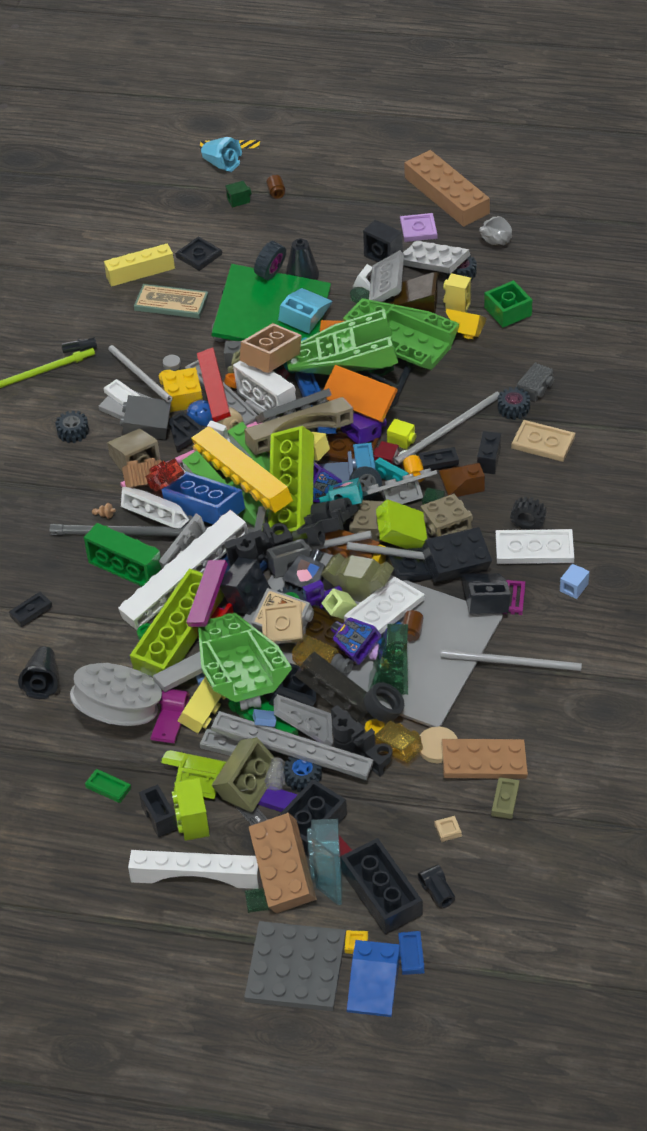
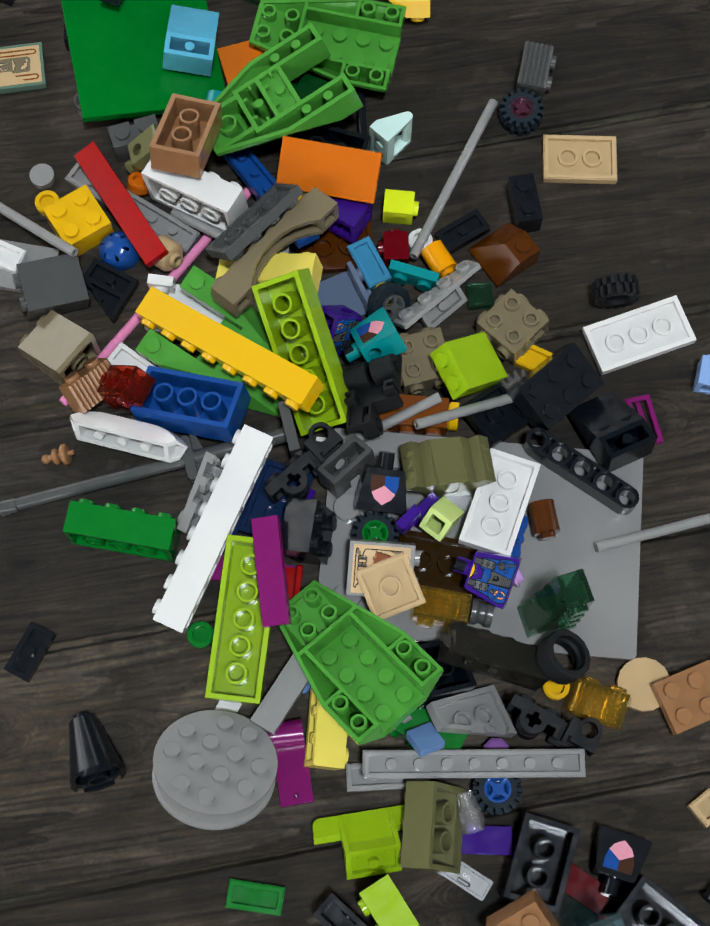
camera: 25 degrees left, 25 degrees up
(367, 827) = (617, 858): none -> black torso
(405, 385) = (385, 132): none -> light aqua tile
(451, 606) = (586, 483): none -> black beam

